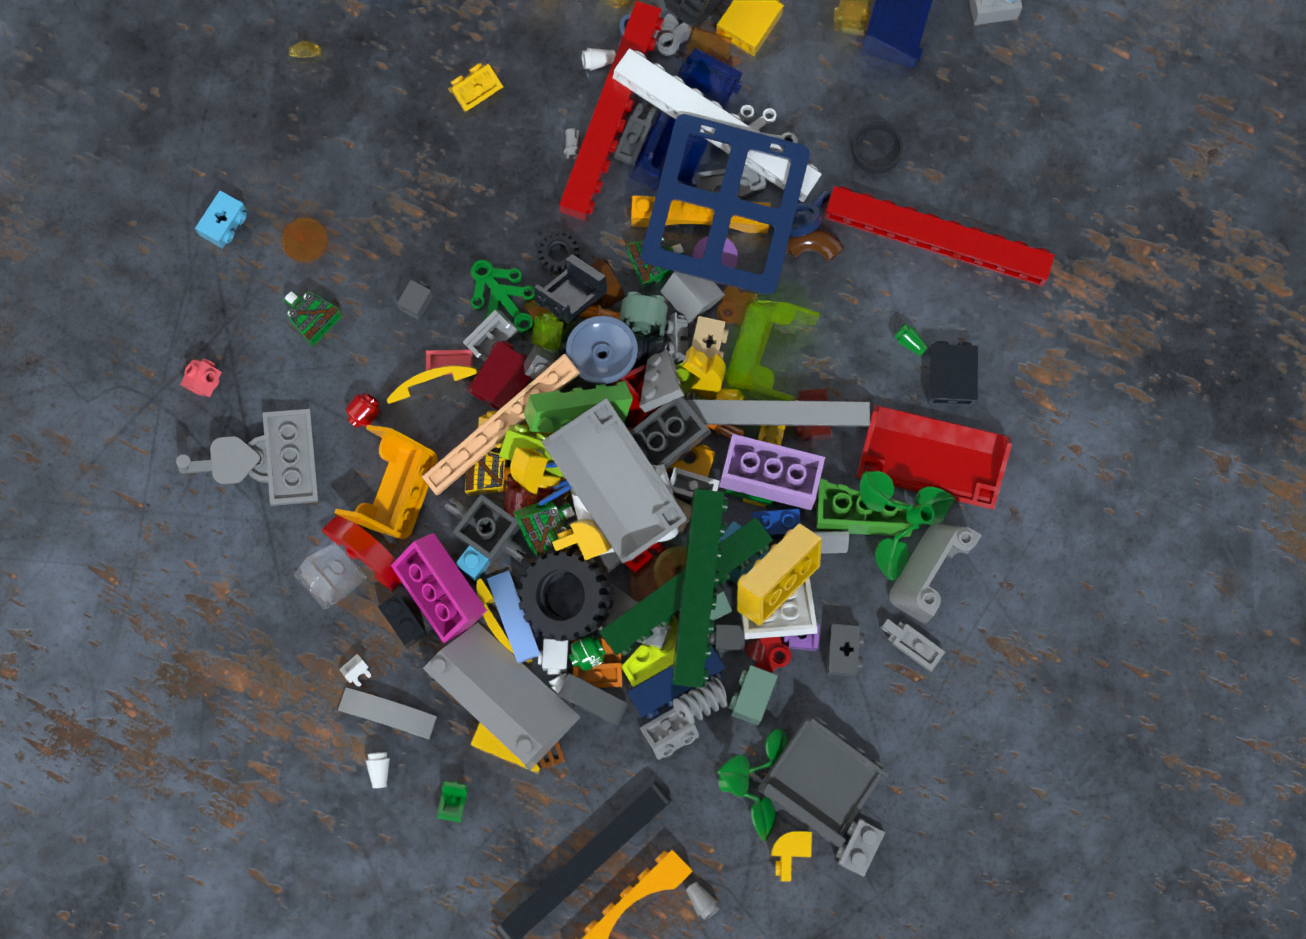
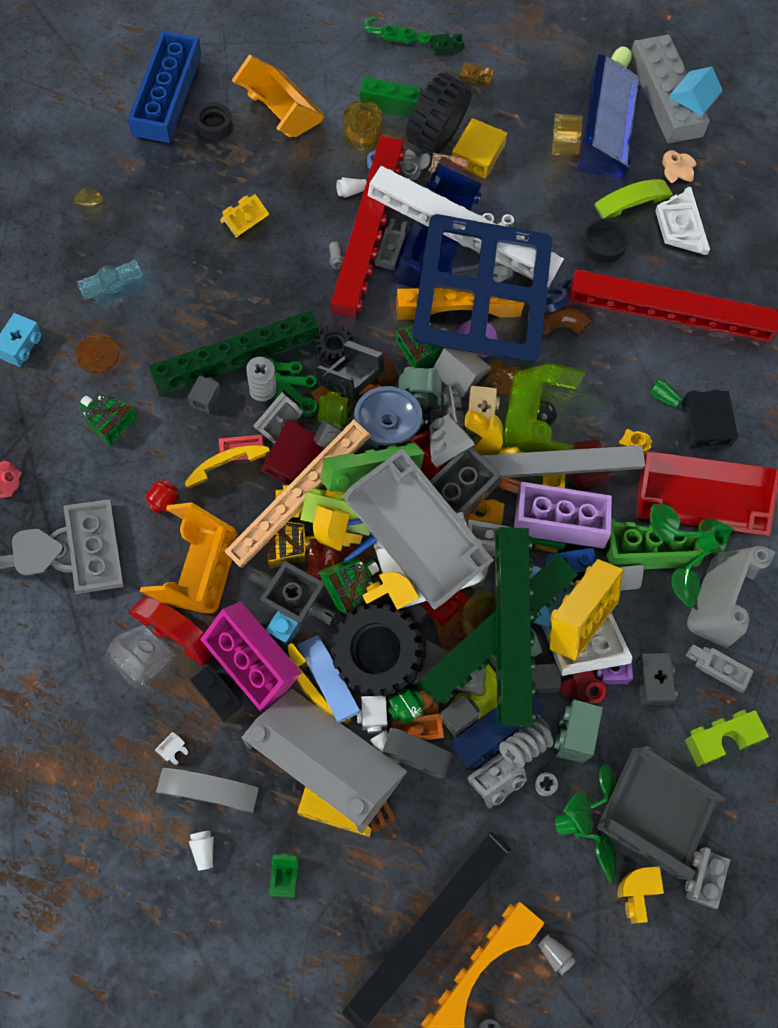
camera: 10 degrees left, 10 degrees down
(323, 154) = (110, 279): none -> clear light blue piece
(450, 254) = (234, 352): none -> dark green brick
(475, 291) = (261, 379): none -> light grey piece
(639, 668) = (460, 715): none -> dark grey brick
(711, 737) = (540, 779): none -> light grey bush
(774, 353) = (546, 412): none -> black piece
(869, 391) = (635, 439): none -> yellow animal
(919, 94) = (632, 195): none -> lime slope
(923, 708) = (707, 744): none -> lime arch
(968, 132) = (682, 223): none -> white wing
(981, 61) = (678, 166): none -> light nougat plate

